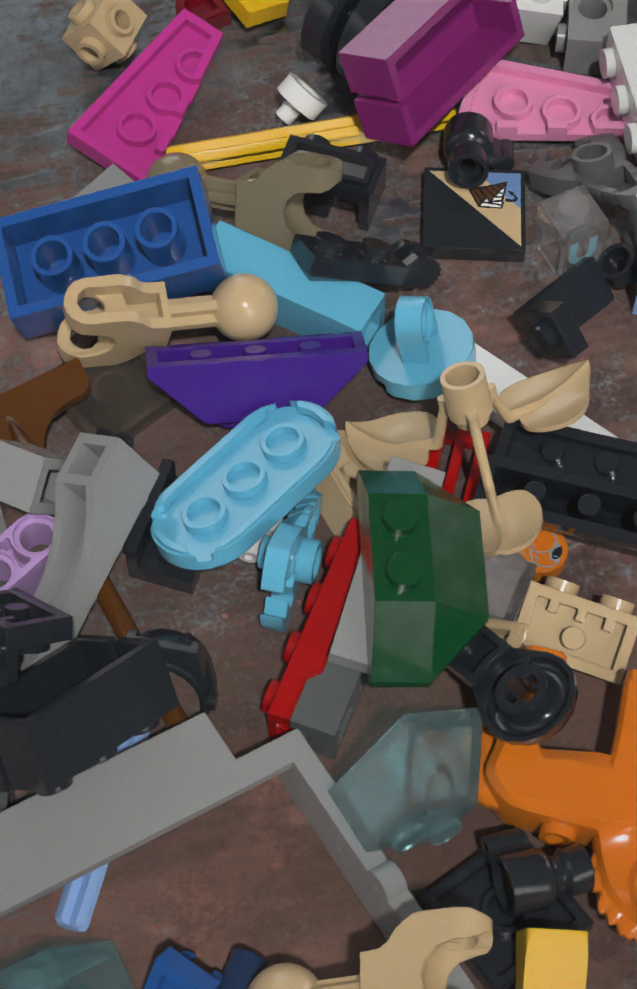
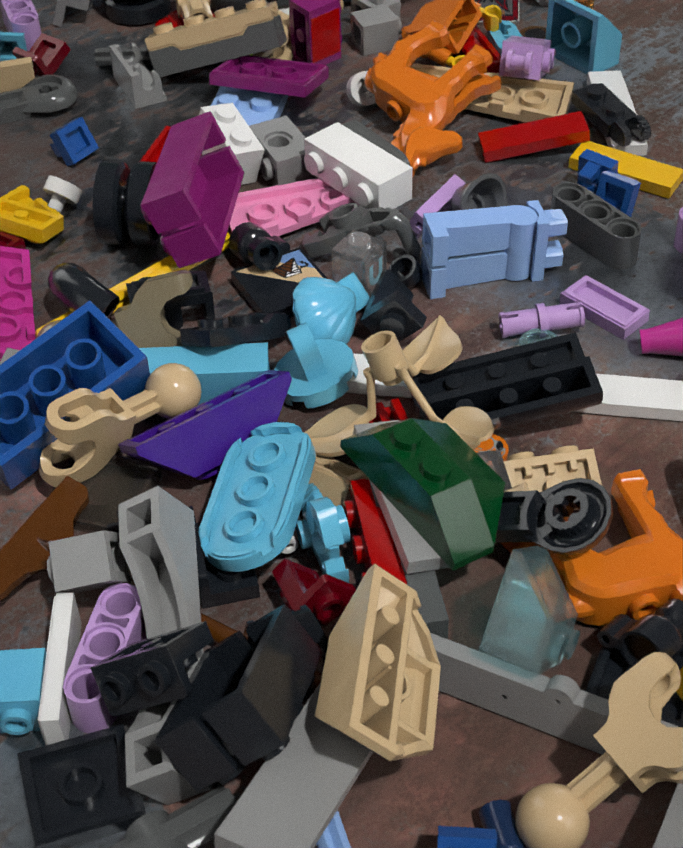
camera: 30 degrees left, 15 degrees down
(199, 771) = (382, 671): none -> tan wedge
(230, 622) = (303, 586): none -> dark red bracket
(231, 126) = (75, 287): none -> black cylinder
(299, 99) = (113, 266): white tile -> none
(487, 277) = (329, 306): none -> medium azure animal

